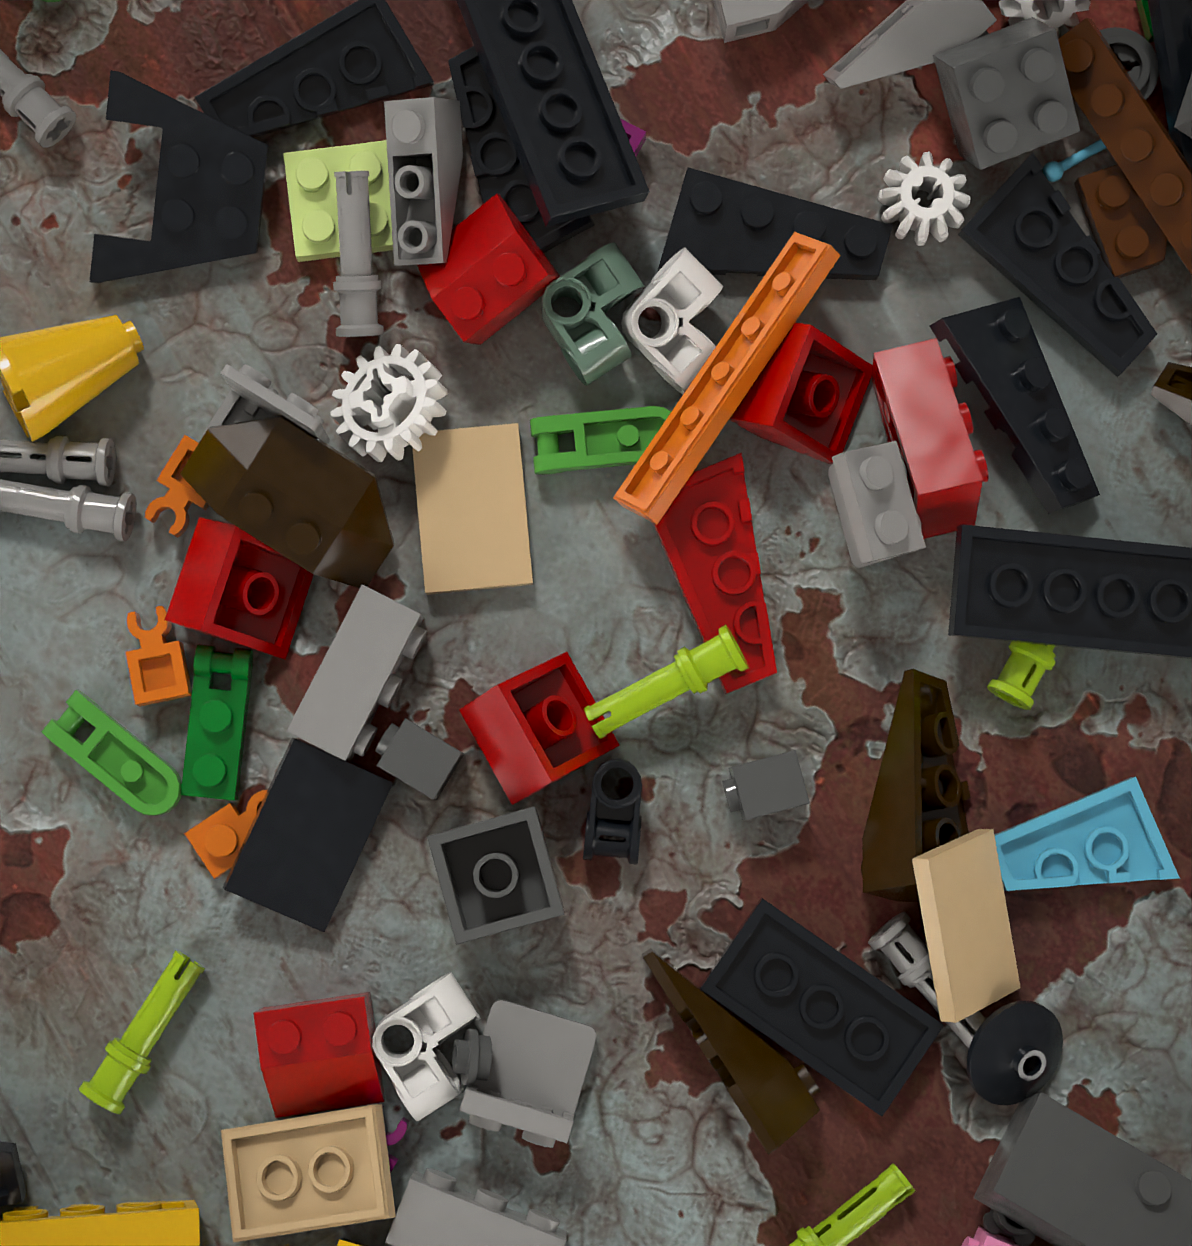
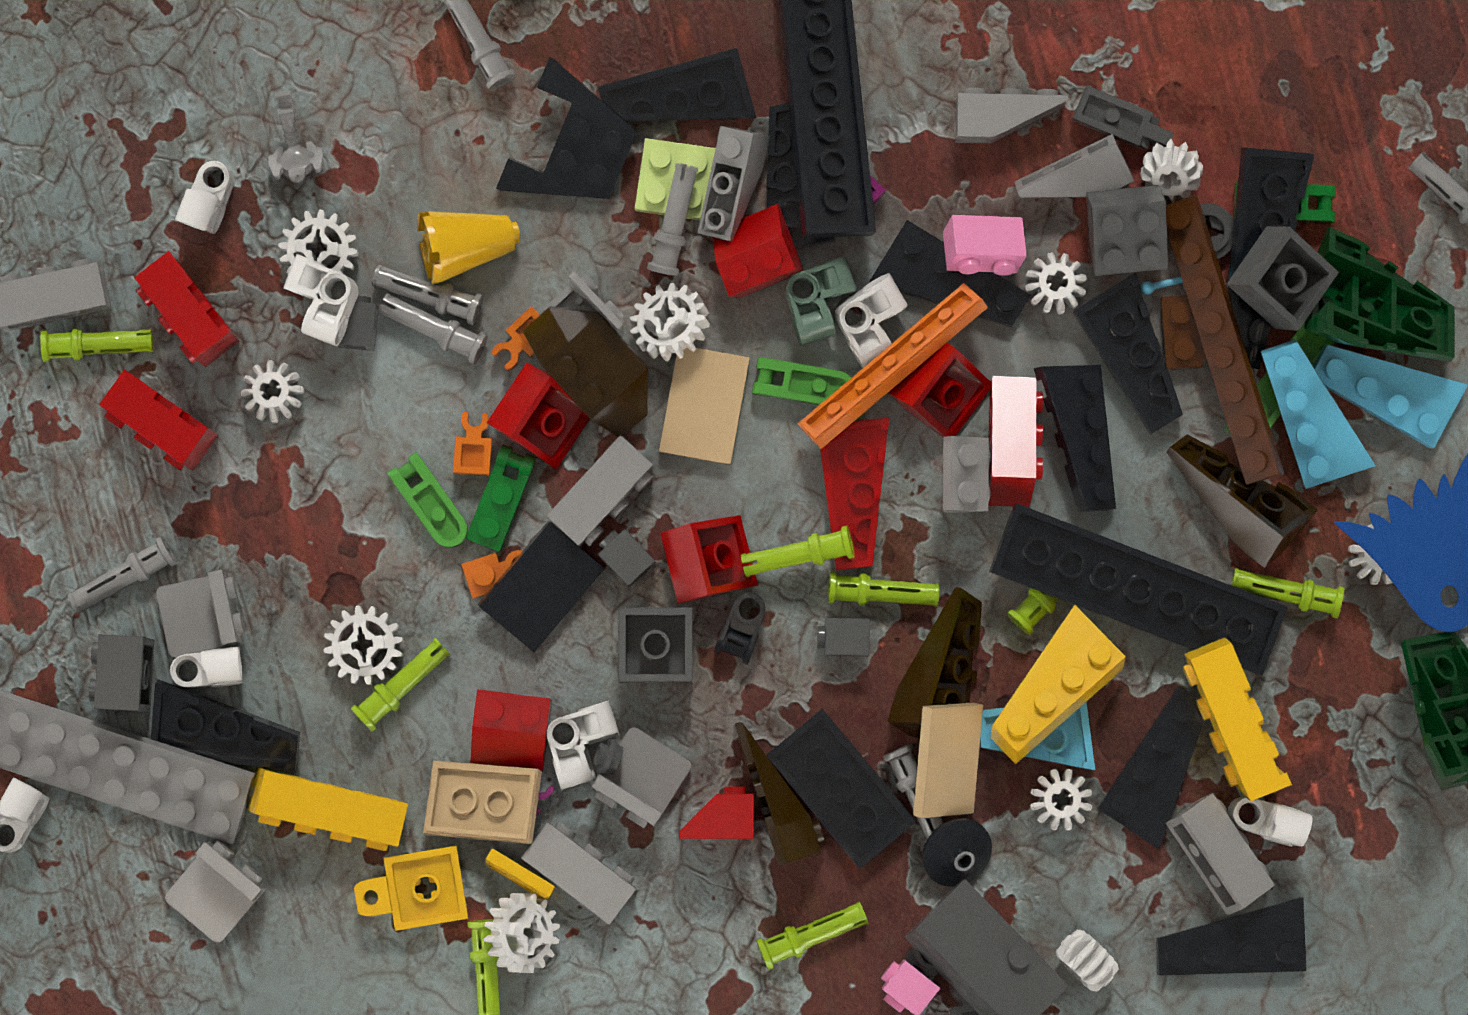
camera: 15 degrees right, 0 degrees up
(81, 1010) = (347, 647): none -> white gear
(663, 1101) = (723, 817): none -> red slope
(775, 709) = (864, 589): none -> lime pin
(808, 168) = (984, 244): none -> bright pink brick
(1099, 759) = (1061, 680): none -> yellow wedge
(1153, 950) = (1066, 810): none -> white gear

